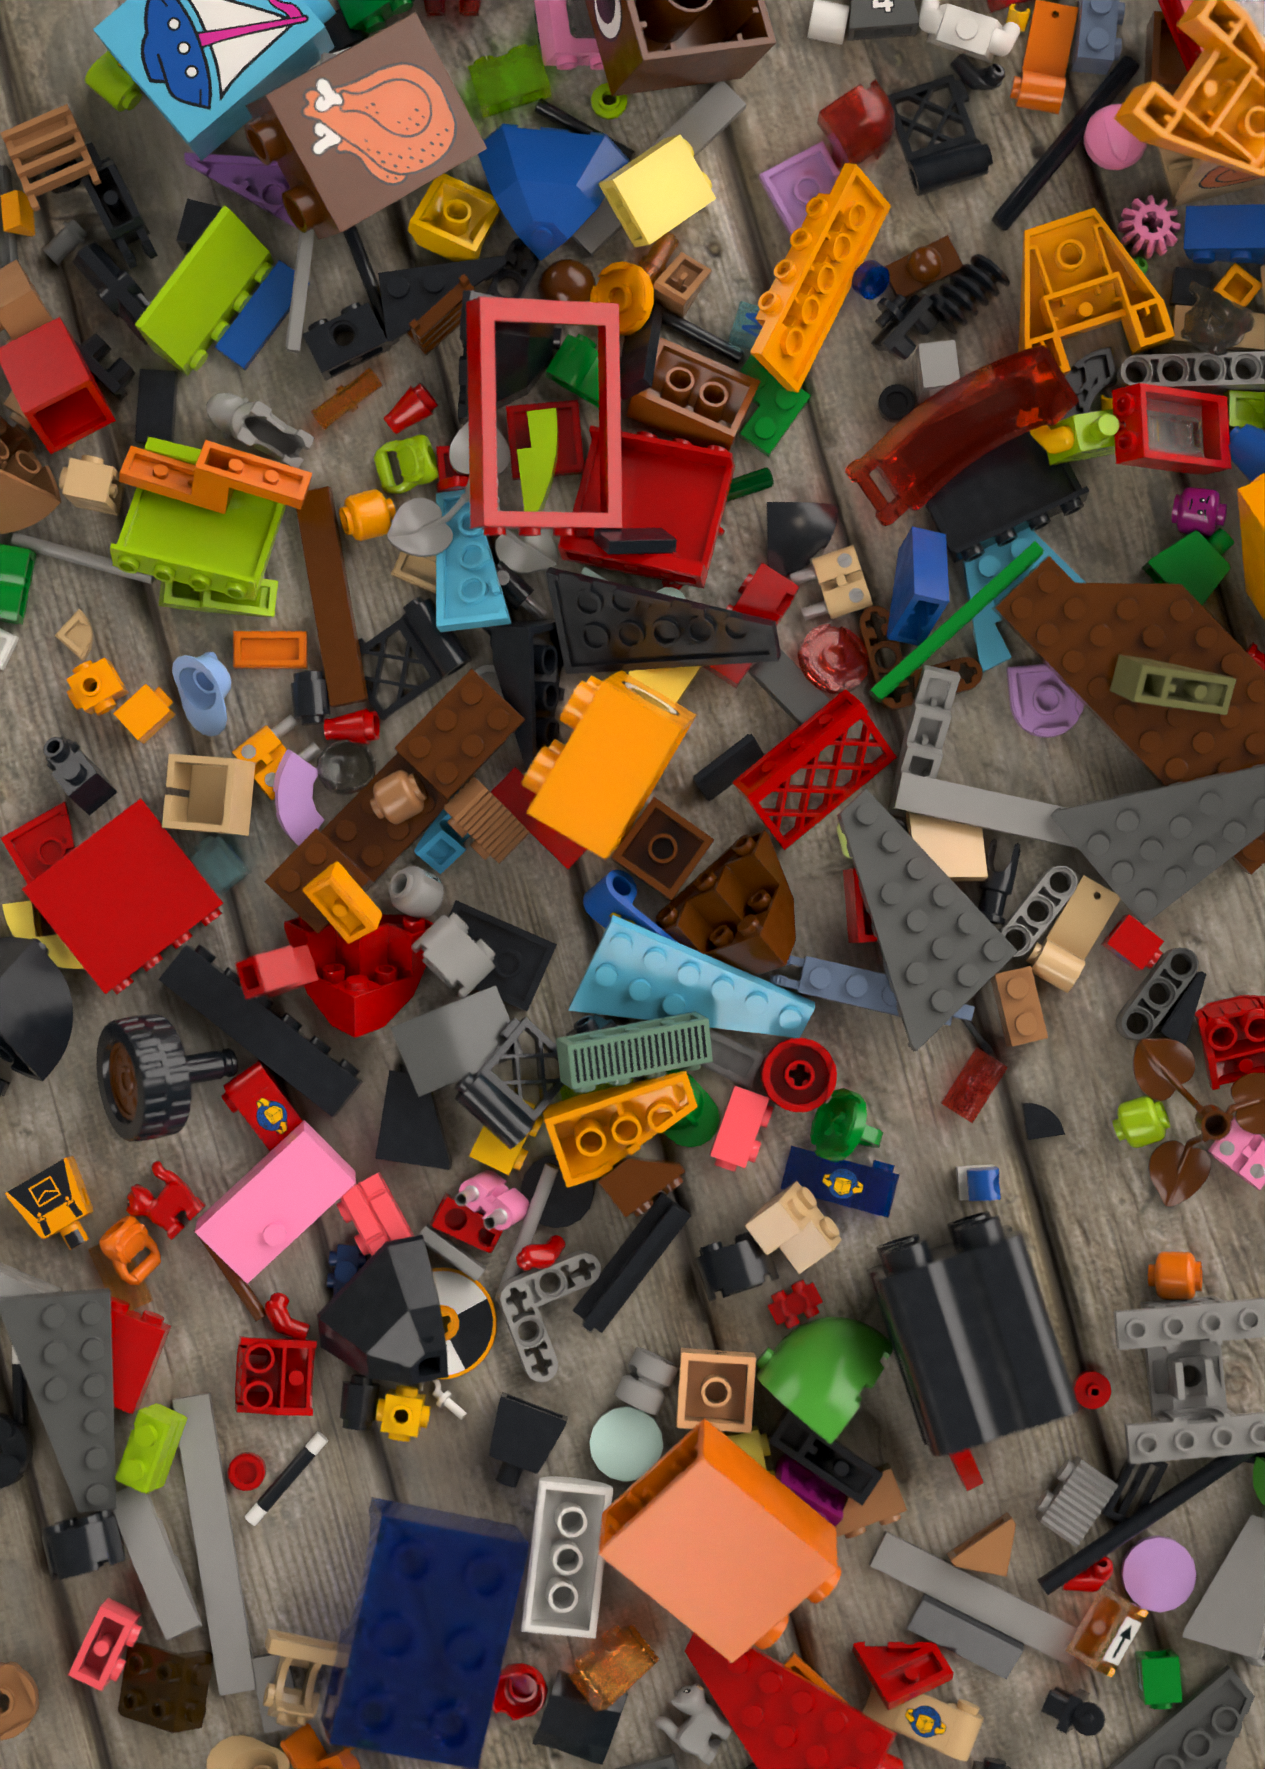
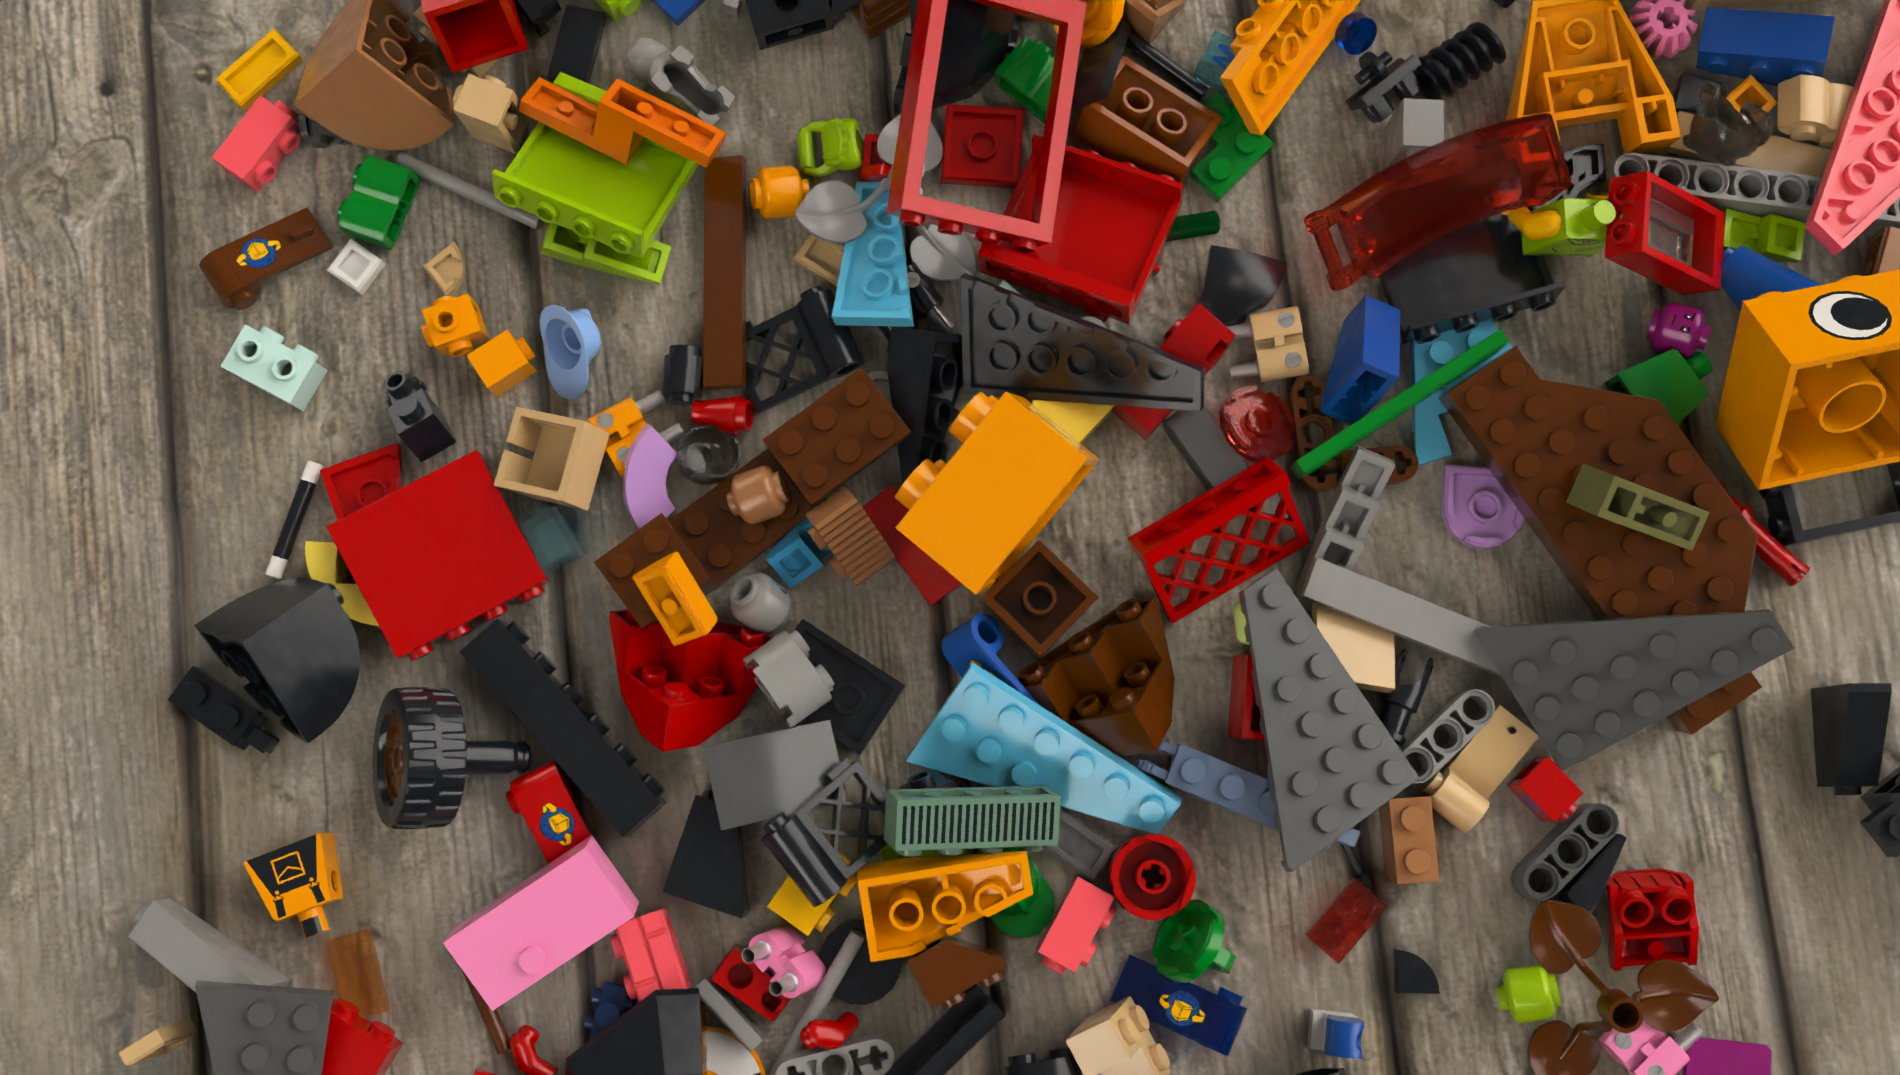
camera: 10 degrees right, 5 degrees down
(123, 1242) = (367, 939): orange piece -> none
(171, 1201) = (420, 909): red animal -> none
(270, 649) = (650, 318): orange tile -> none
(276, 971) = (586, 663): arch -> none
(346, 398) = (778, 69): clear orange pin -> none
(411, 408) = (845, 90): red cone -> none
(539, 462) = (973, 162): lime slope -> none
(635, 541) = (1063, 258): black tile -> none
(727, 767) = (1116, 526): black slope -> none
(896, 402) = (1362, 164): black tile -> none
(924, 267) = (1414, 30): reddish brown tile -> none

